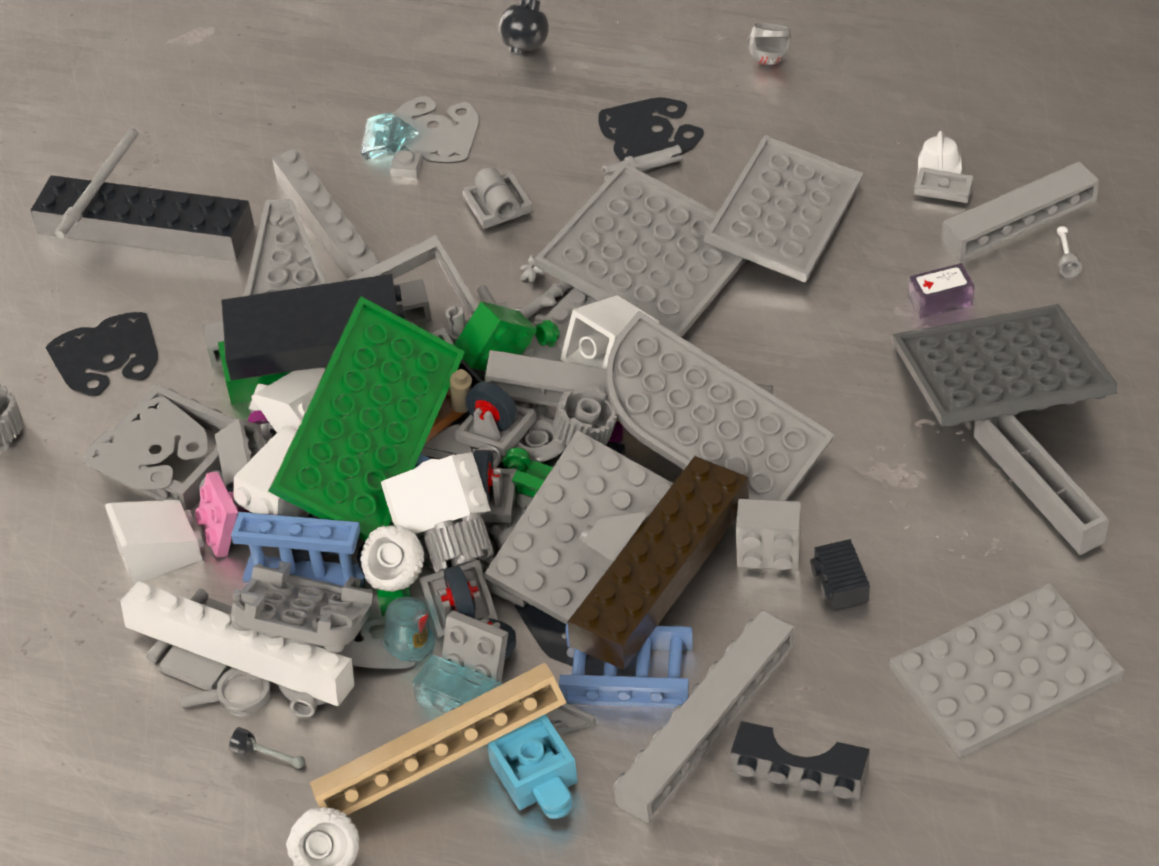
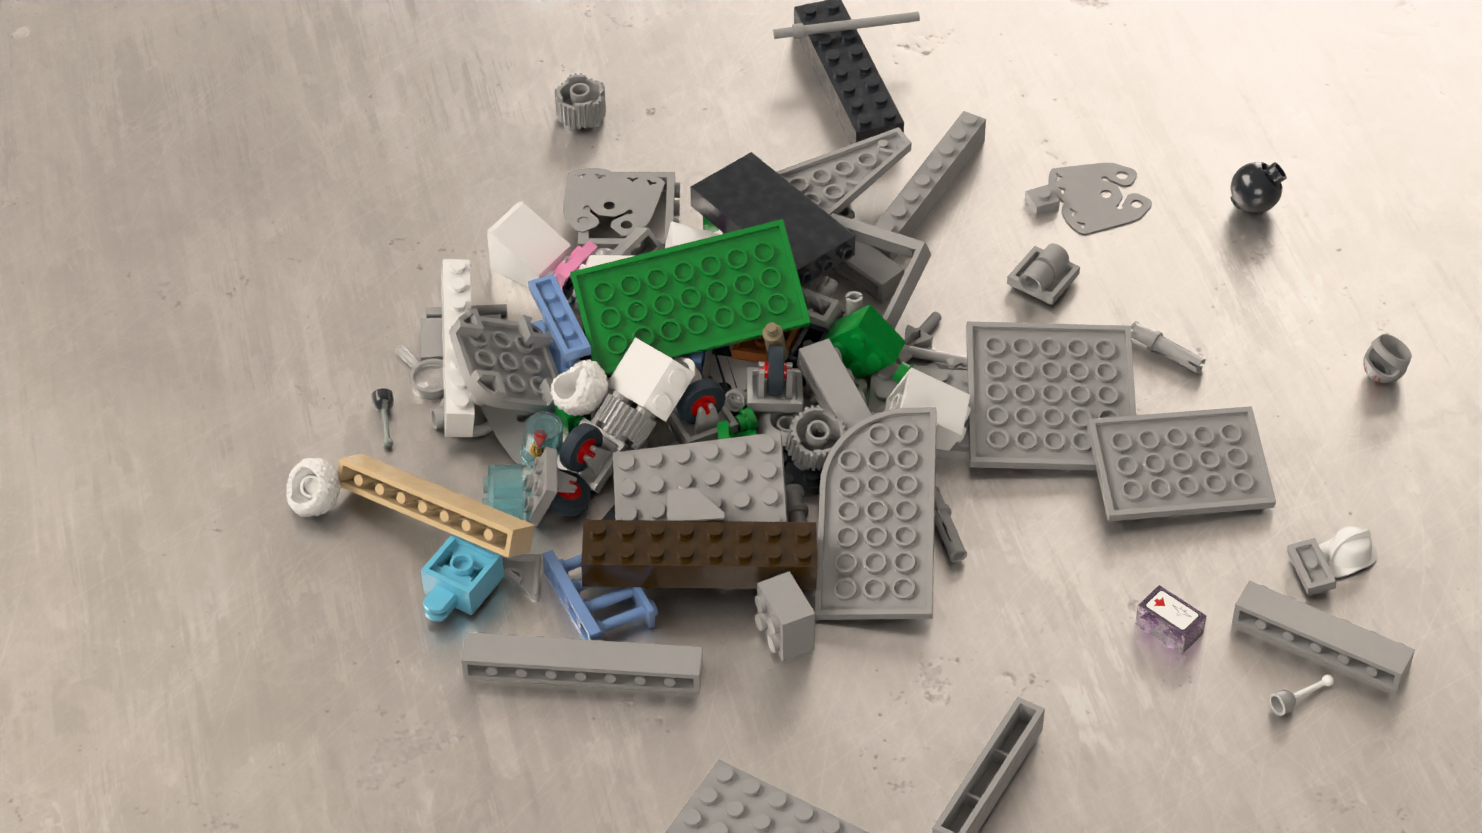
camera: 55 degrees right, 0 degrees up
(103, 340) = (712, 125): black piece -> none
(384, 134) = (1061, 169): clear light blue slope -> none
(634, 126) = (1223, 317): black piece -> none
(837, 771) = (581, 770): black arch -> none
(841, 574) = (786, 687): black brick -> none
(1003, 365) = (1096, 694): dark grey plate -> none

